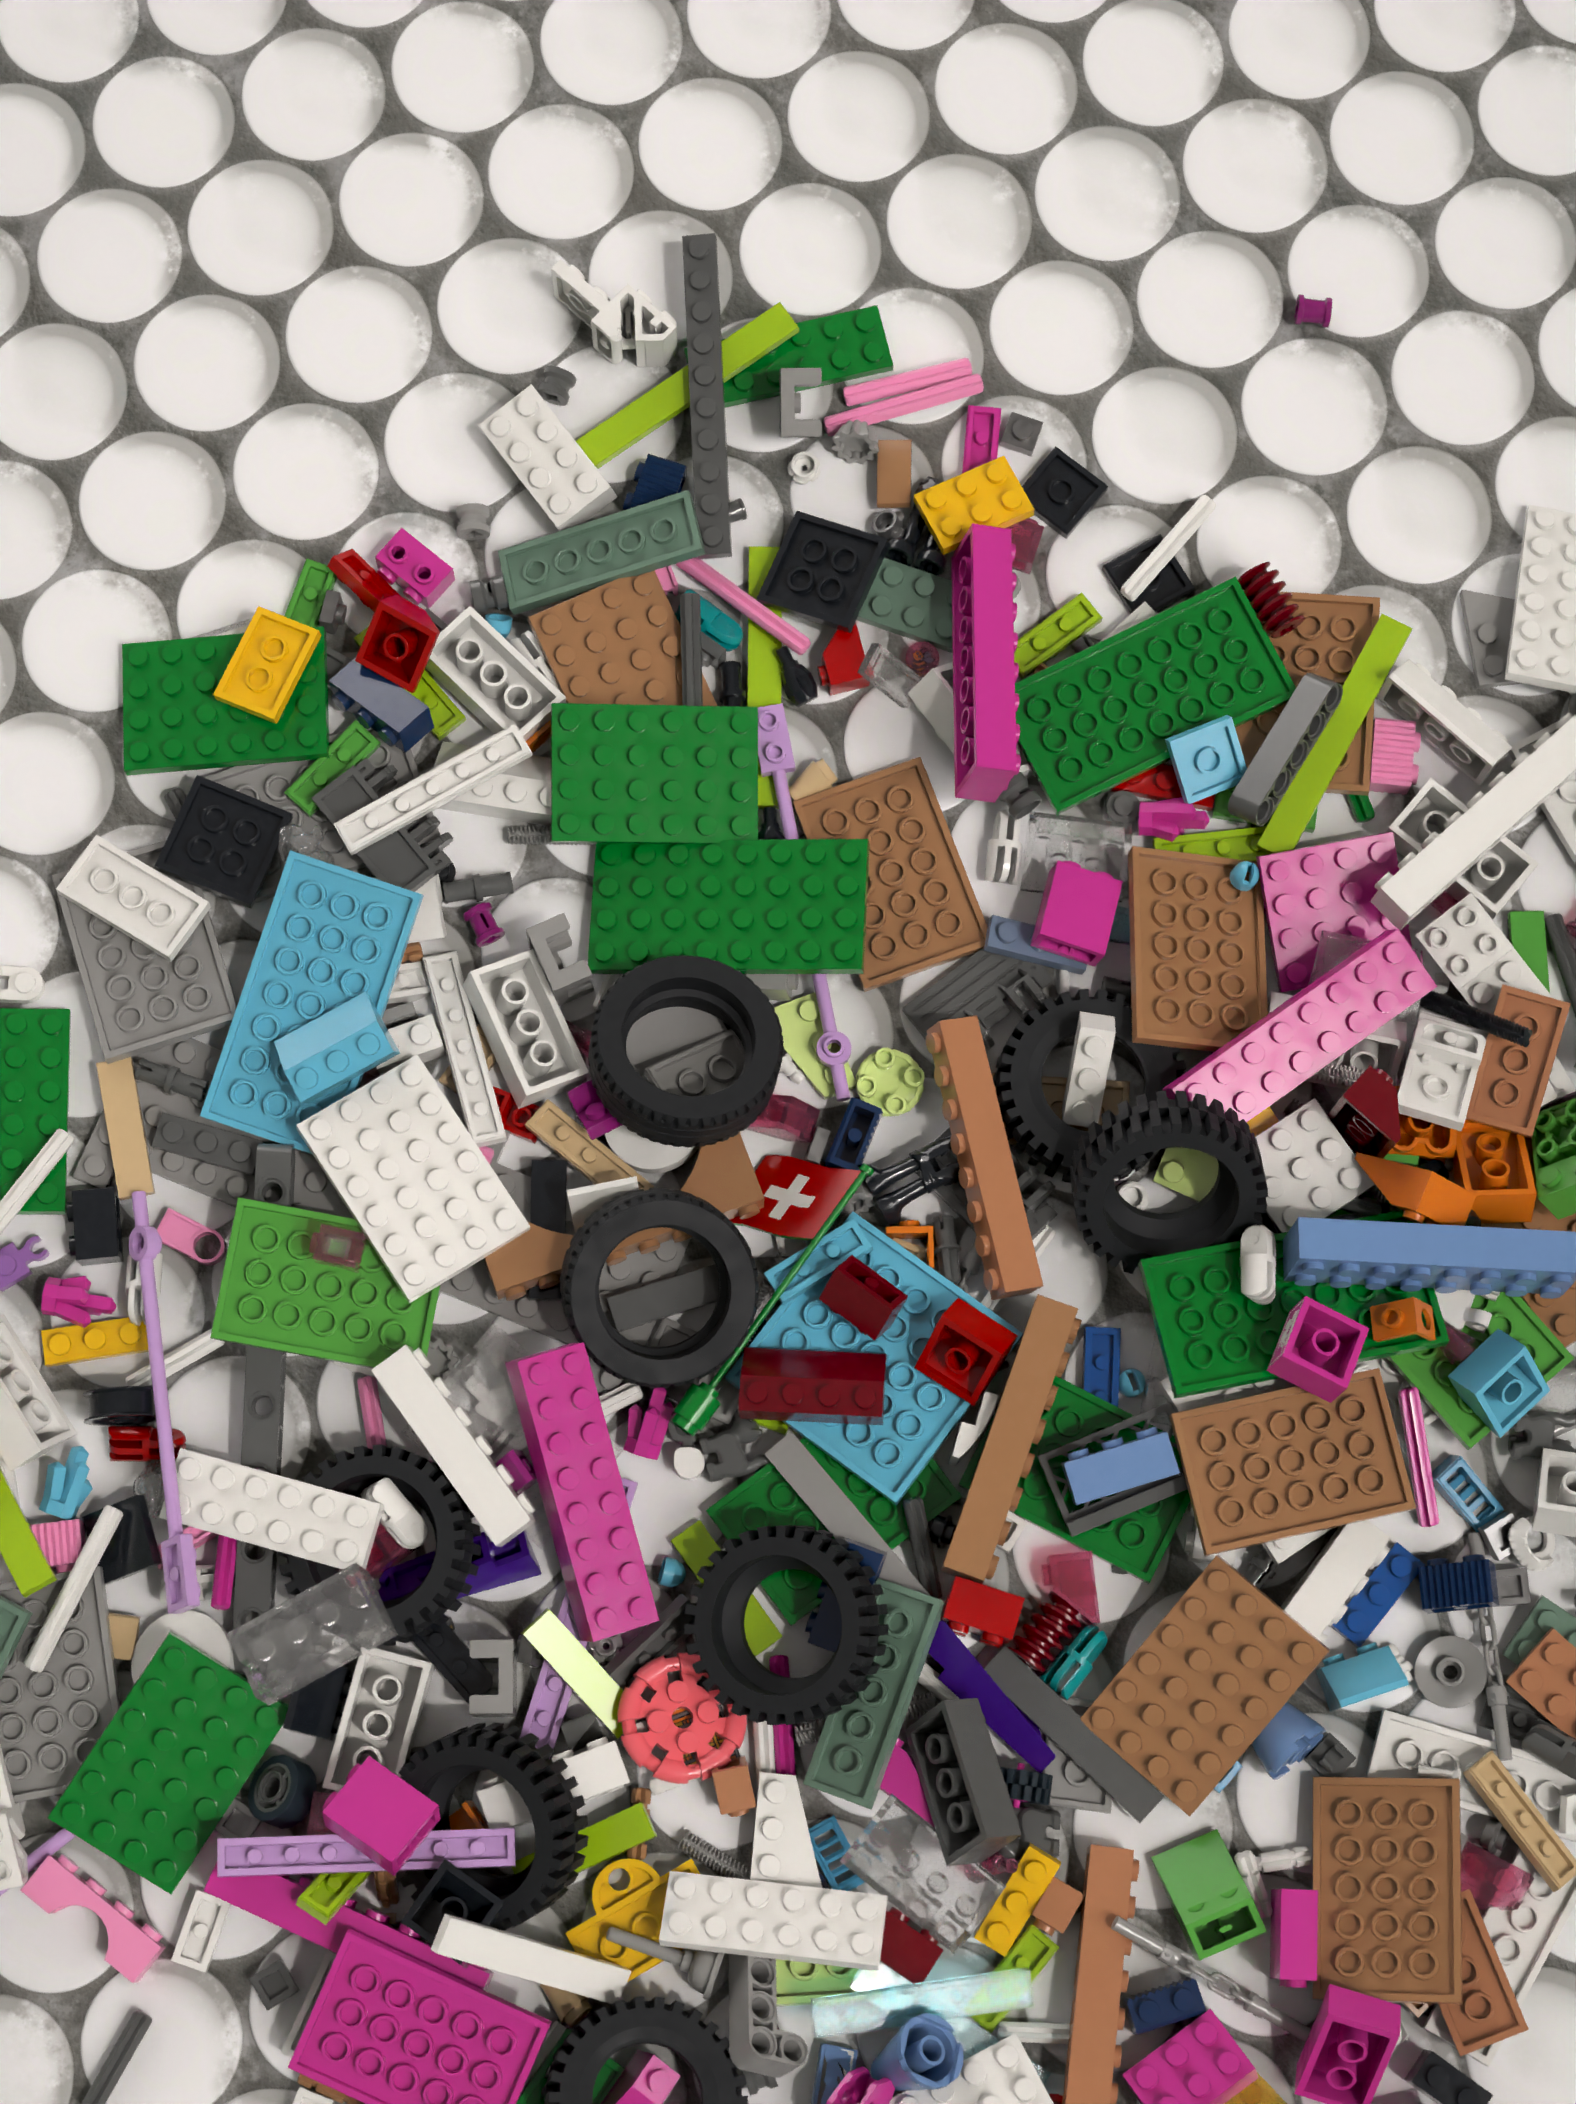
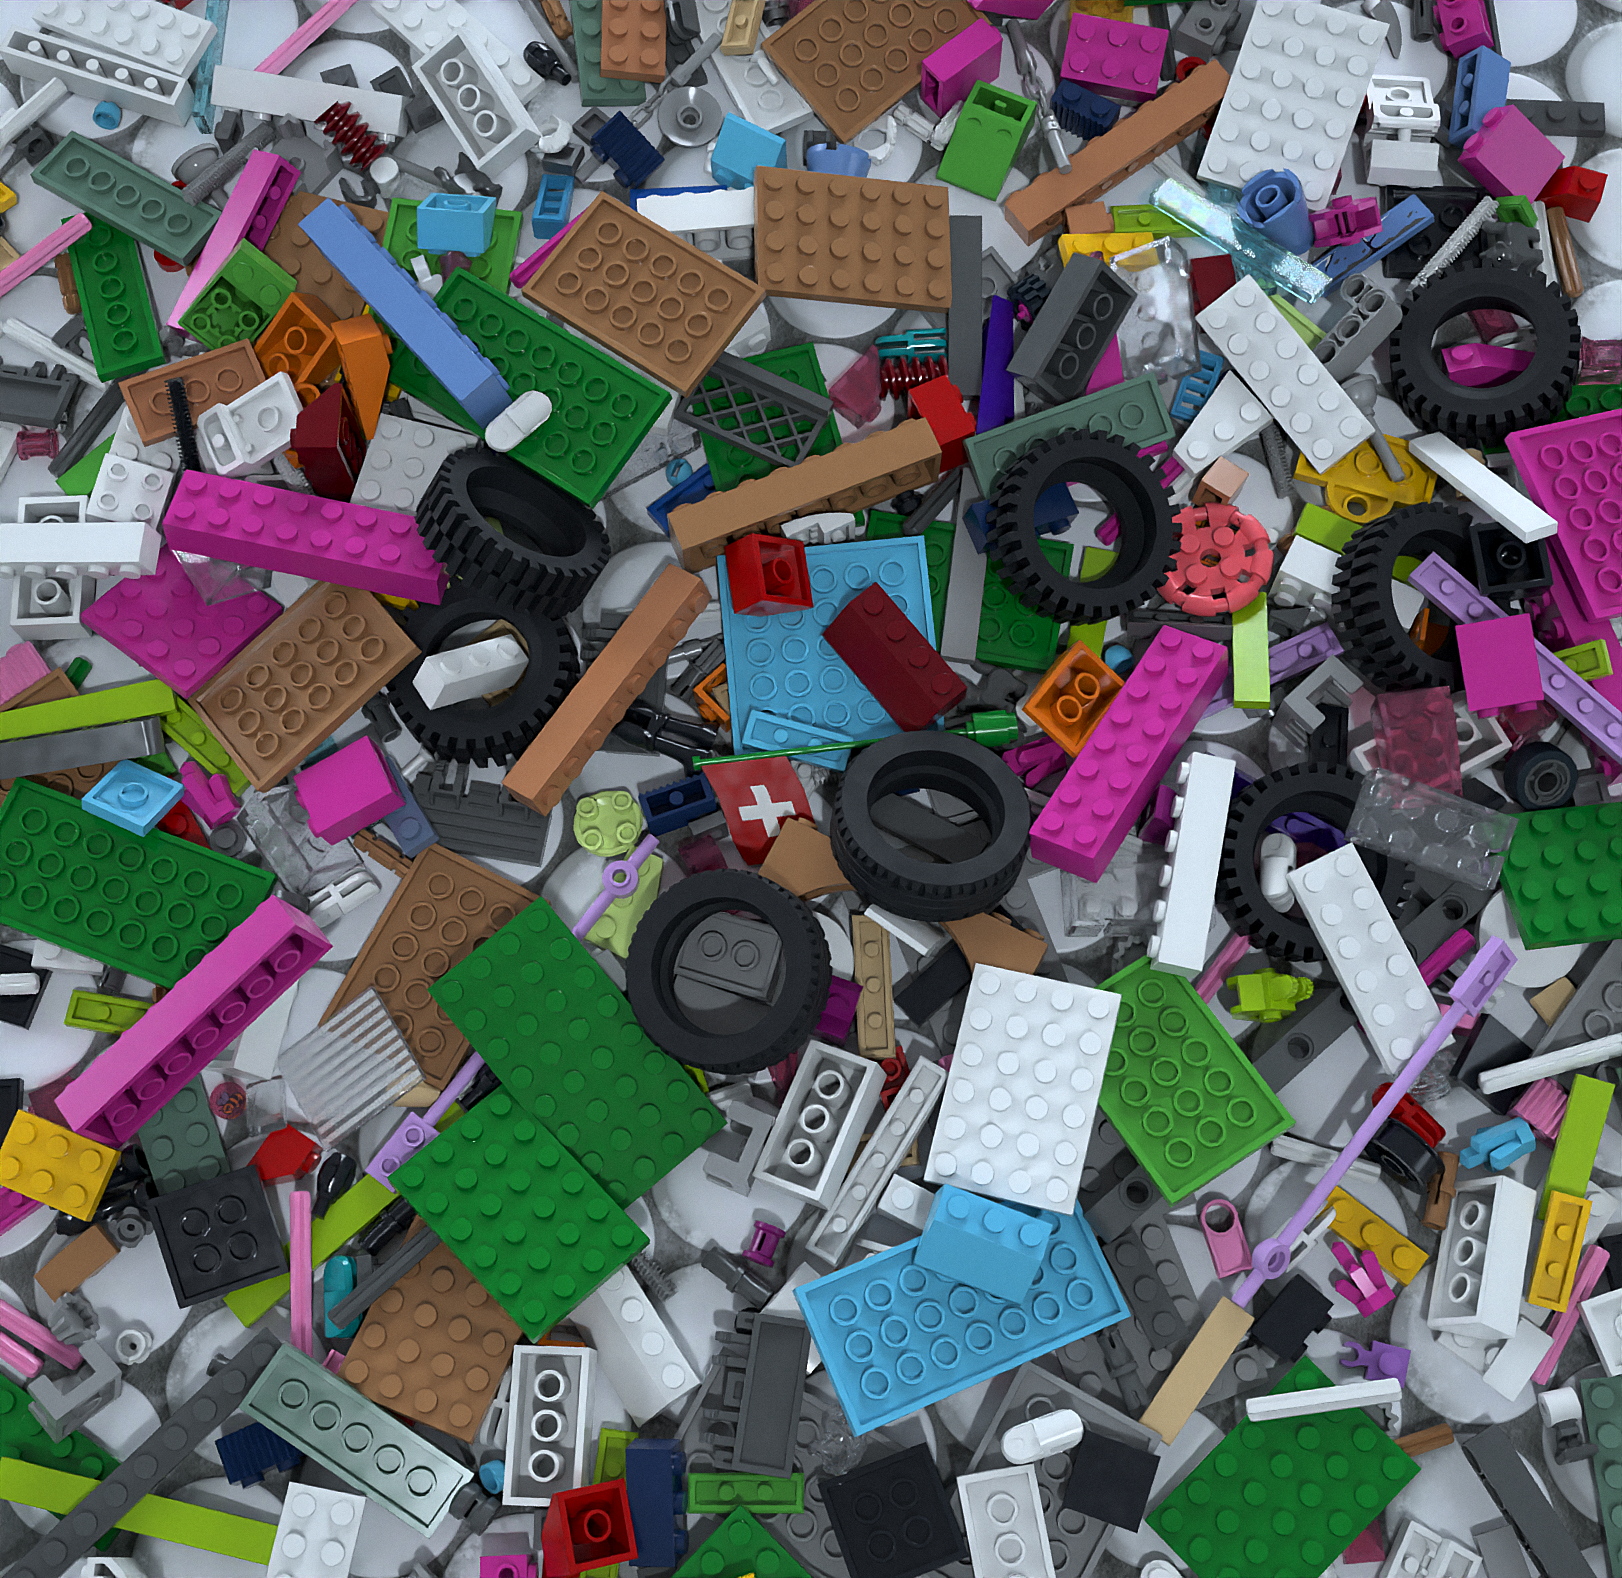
camera: 125 degrees left, 5 degrees down
(75, 1415) = (1440, 1192): none -> medium nougat pin
(111, 999) = (1111, 1481): none -> black tile
(178, 979) = (1042, 1437): none -> white arm
(320, 1422) = (1267, 995): none -> lime hinge
(338, 1247) = (1136, 1085): window -> none
(383, 1704) = (1419, 737): none -> clear pink slope
(399, 1015) = (895, 1236): light grey tile -> none
(433, 789) = (692, 1378): white tile -> none
(663, 1489) = (1073, 697): none -> orange slope
(863, 1297) = (797, 679): dark red brick -> none
(865, 751) = (350, 1068): none -> clear piece
(1012, 906) = (382, 852): none -> medium nougat axle
(1119, 1465) = (754, 403): medium blue brick -> none
(1239, 873) = (209, 697): medium azure hinge -> none
(1277, 1803) = (887, 125): none -> white piece
(1318, 1349) = (547, 323): dark pink brick -> none
(1402, 1319) = (474, 300): orange bracket -> none

